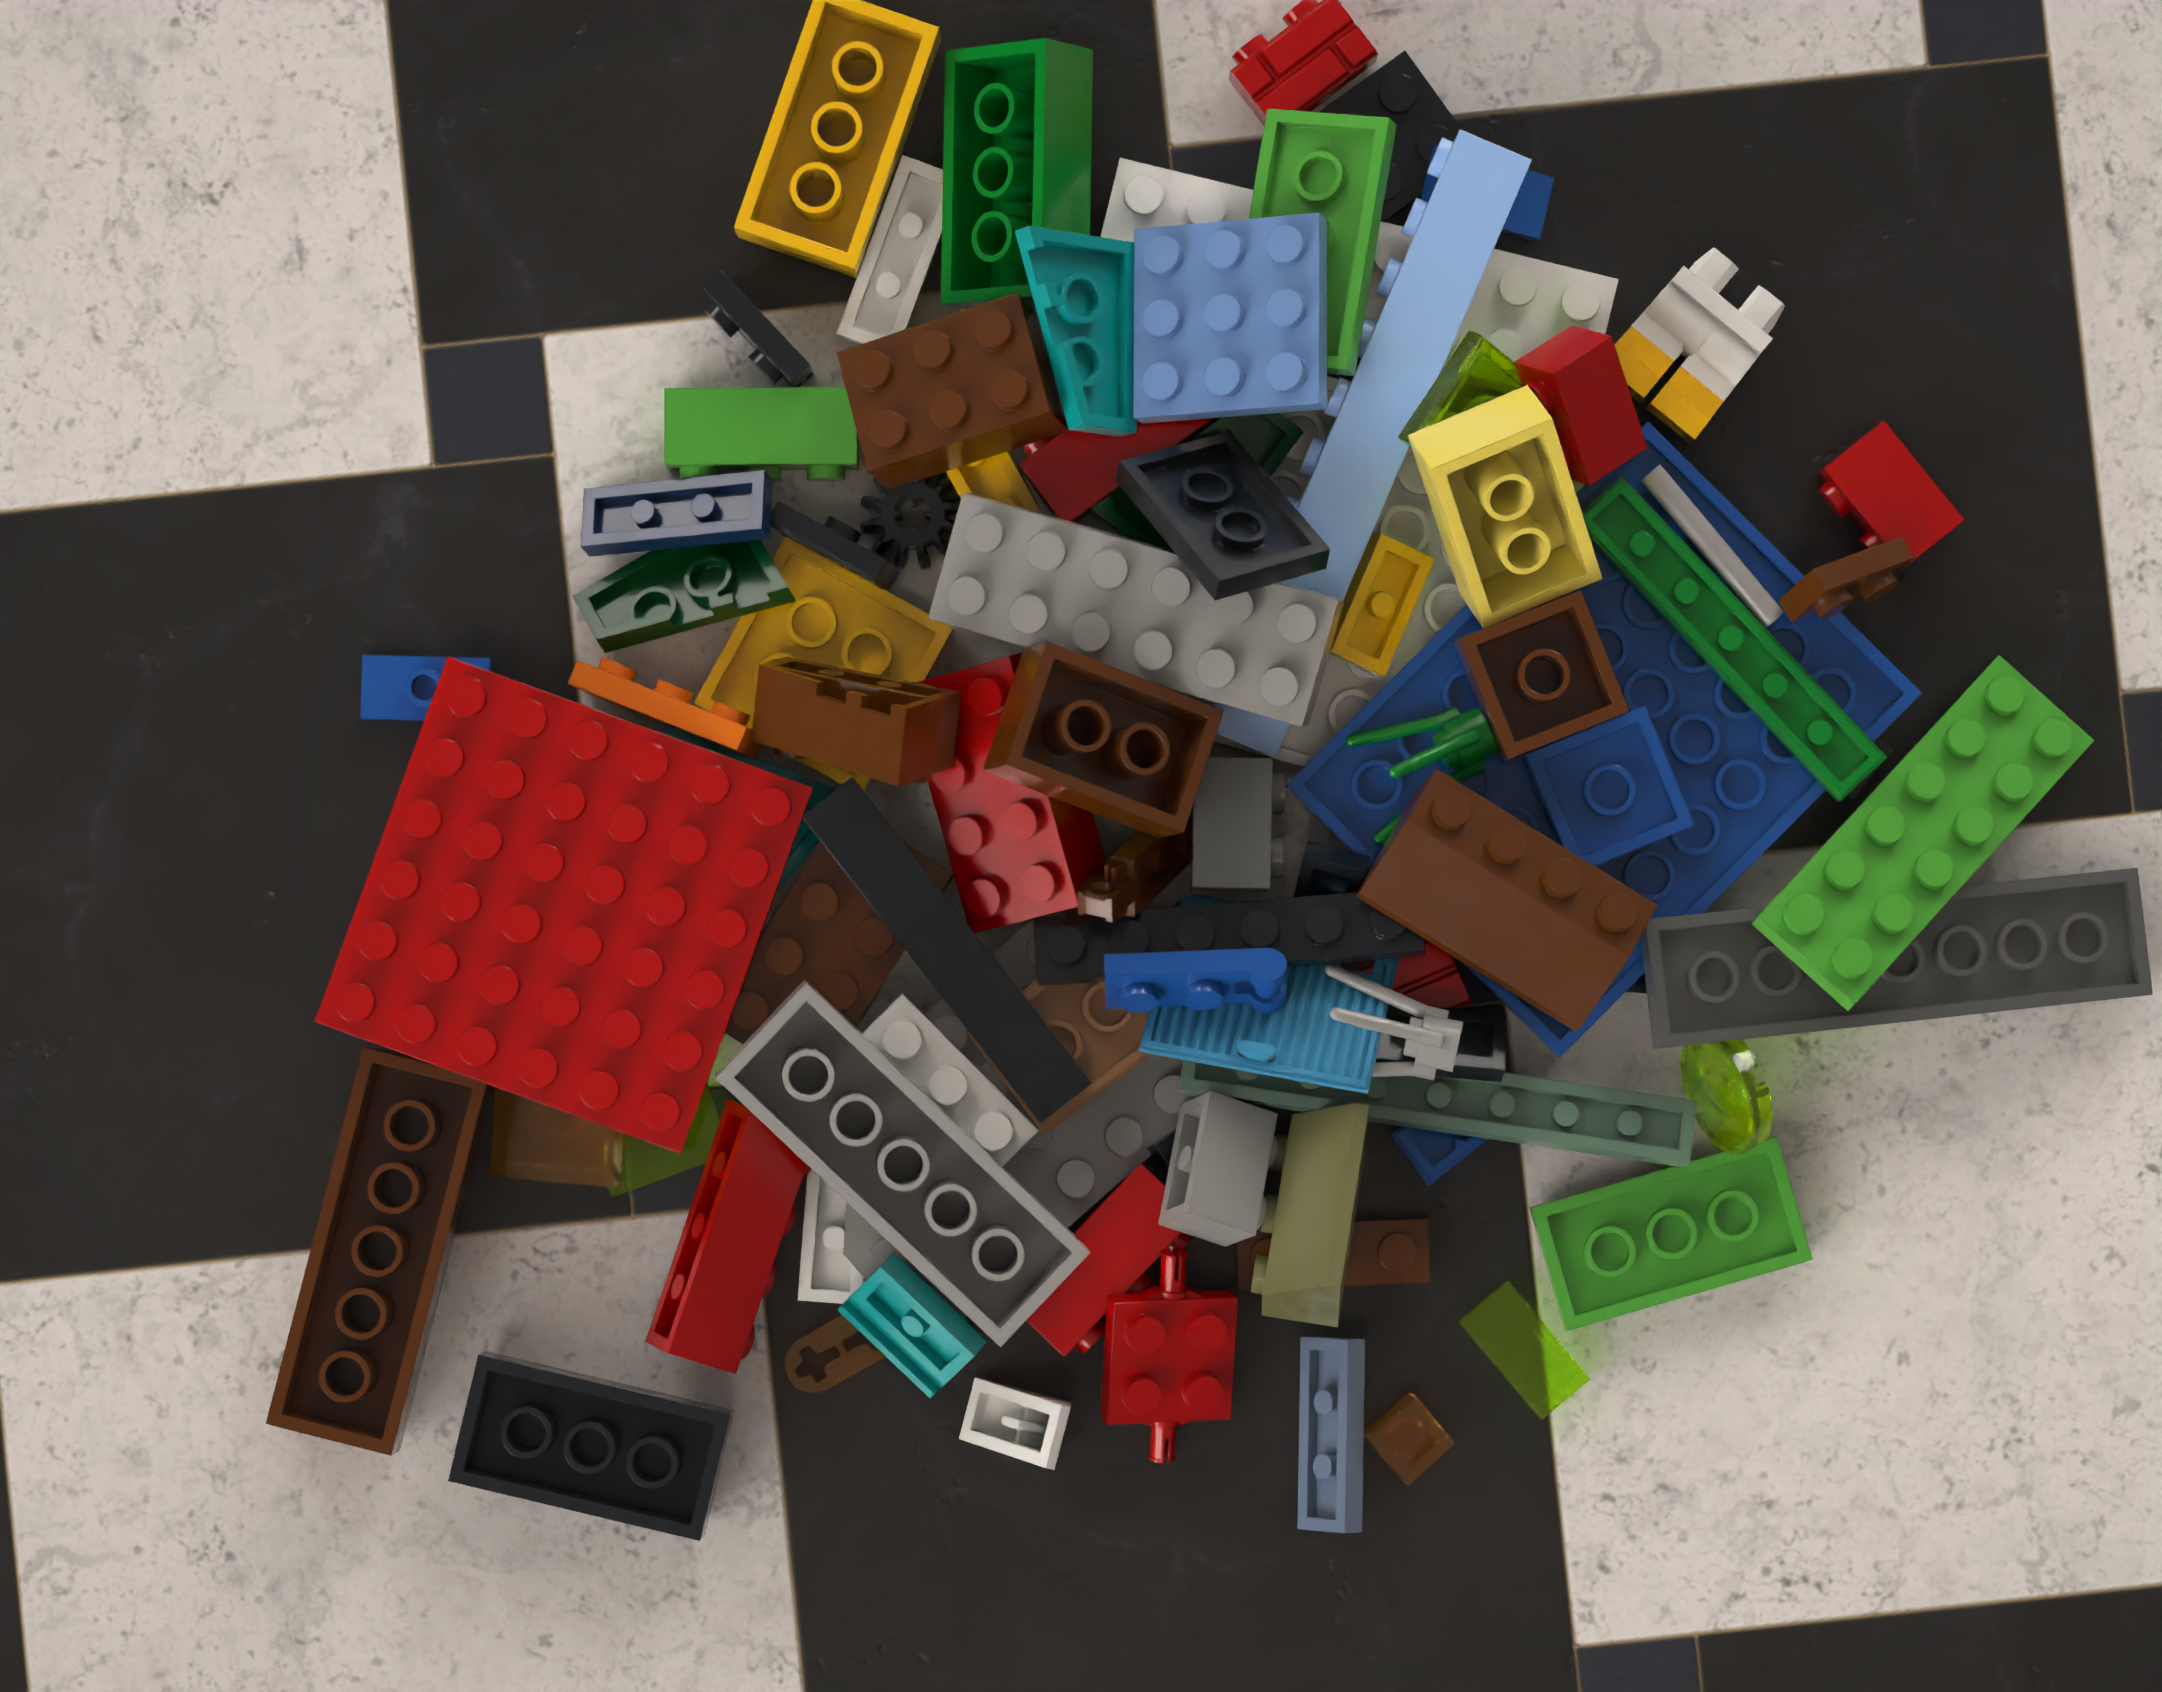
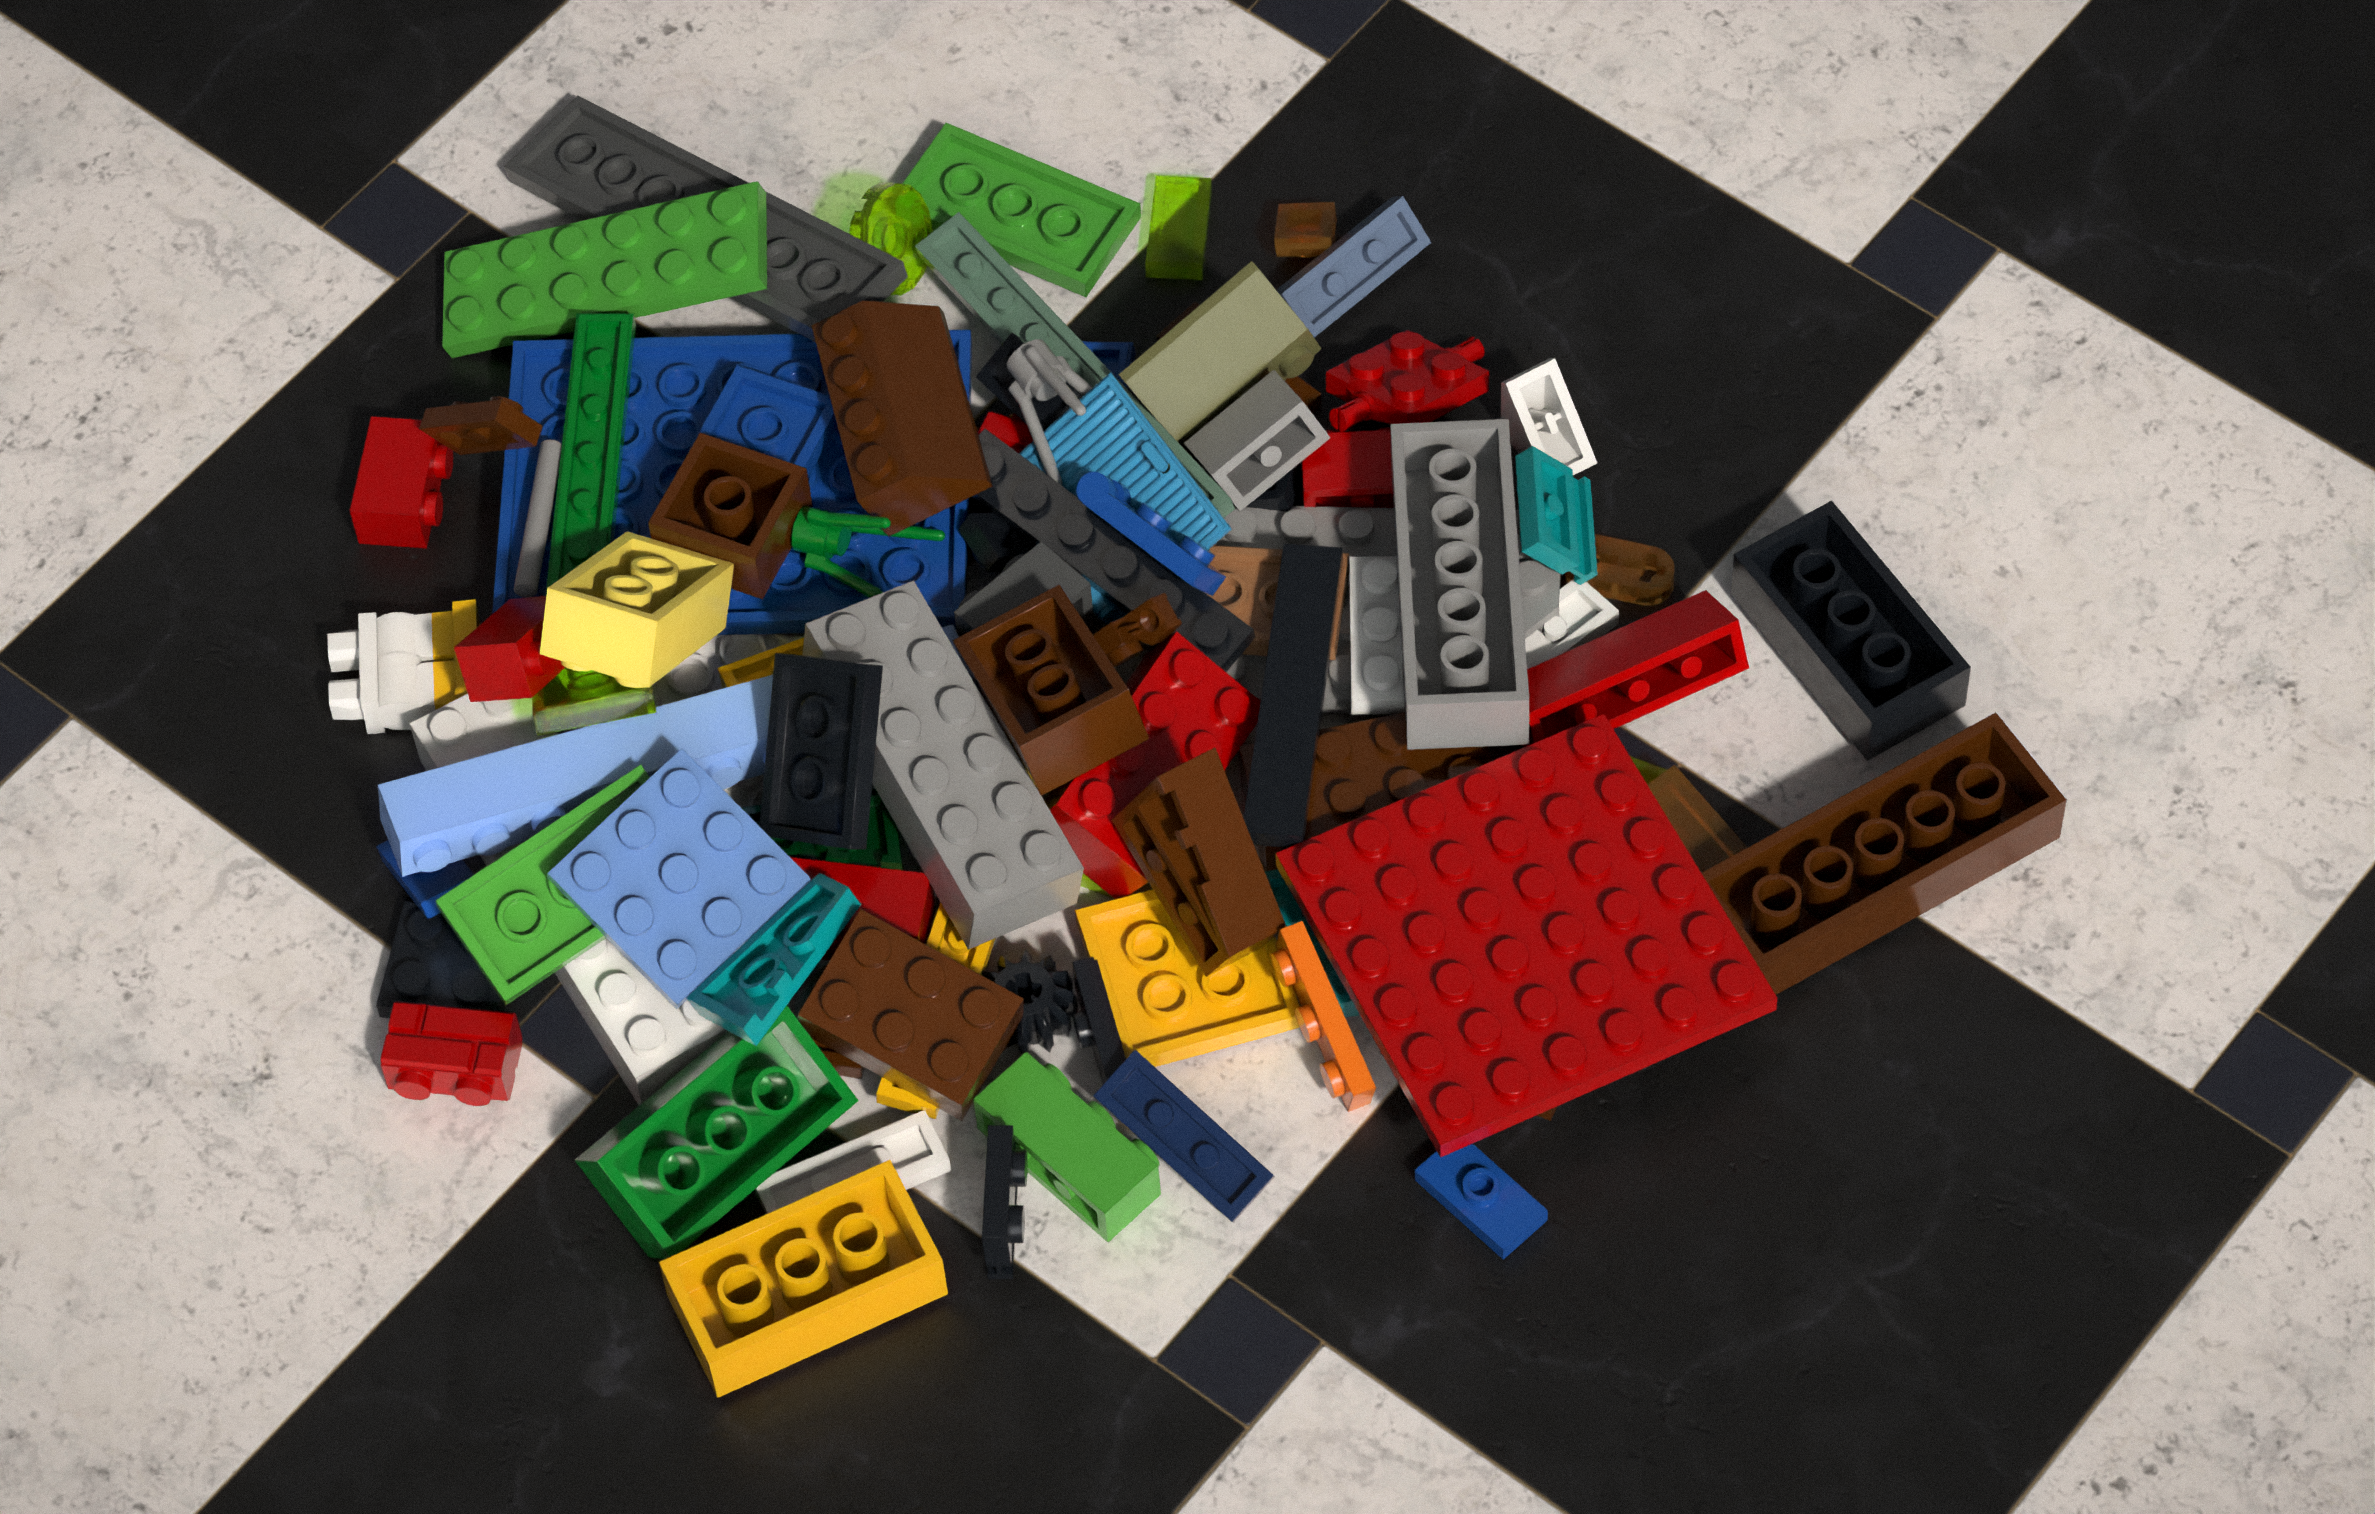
camera: 130 degrees left, 30 degrees down
(681, 592) = (1236, 1086): dark green wing -> none

